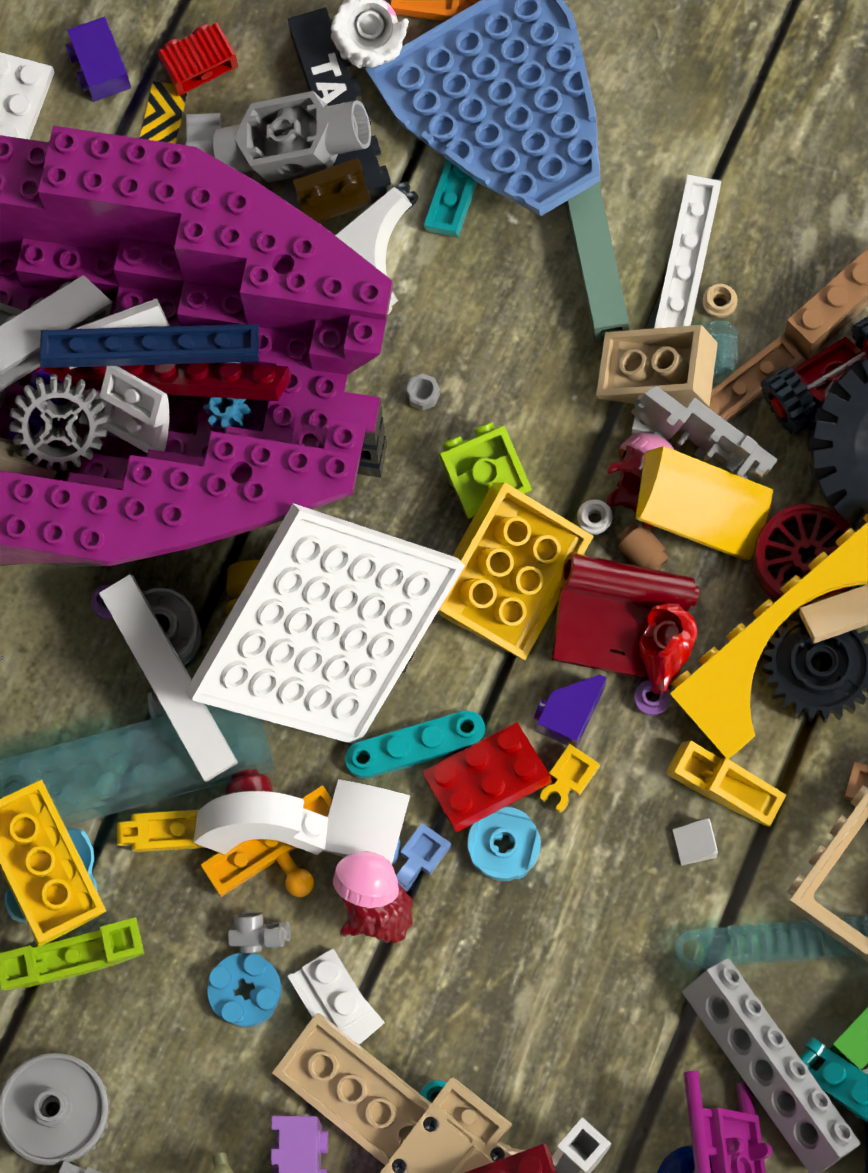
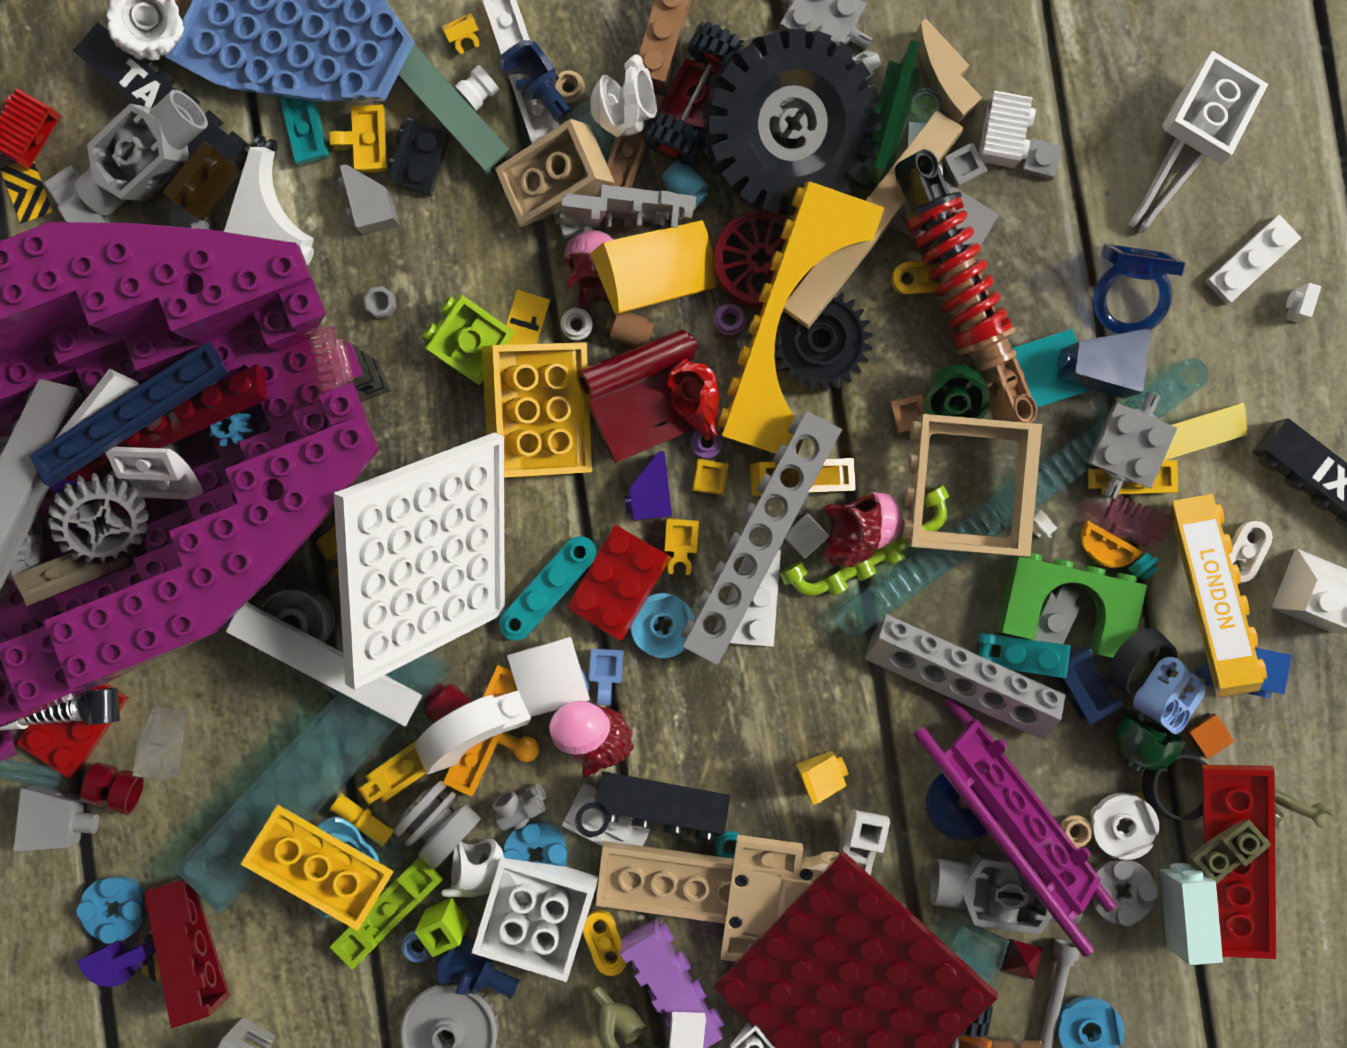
camera: 30 degrees left, 15 degrees up
(68, 1001) = (411, 952): none -> medium blue plate
(103, 856) = (362, 819): none -> yellow pin
(113, 999) = (442, 927): none -> lime brick
(115, 1060) = (472, 971): none -> dark blue piece
(169, 889) = (436, 824): none -> light grey wheel
(179, 969) = (468, 875): none -> white piece
(210, 1041) = (535, 916): none -> white slope
(257, 1116) = (604, 941): none -> yellow plate
(361, 399) = (335, 358): none -> clear pink piece
(392, 1006) = (657, 804): none -> black hinge
(470, 297) = (370, 202): none -> light grey slope
(502, 241) = (366, 138): none -> yellow plate
(539, 284) = (417, 157): none -> black bracket
(553, 483) = (527, 317): none -> yellow sticker
(571, 1078) = (822, 776): none -> yellow slope
(604, 874) = (759, 620): none -> white wing
(633, 253) = (477, 87): none -> white wheel
(635, 732) = (710, 477): none -> yellow tile
(640, 827) = (714, 644): none -> light grey brick
(650, 194) = (461, 28): none -> yellow tile
(698, 255) = (529, 59): none -> dark blue piece
(735, 904) = (892, 553): none -> lime bar
(744, 586) = (730, 309): none -> medium lavender plate
(754, 863) = (861, 528): none -> dark red hair
(762, 345) = (626, 108): none -> white helmet
(779, 443) = (684, 180): none -> medium azure brick

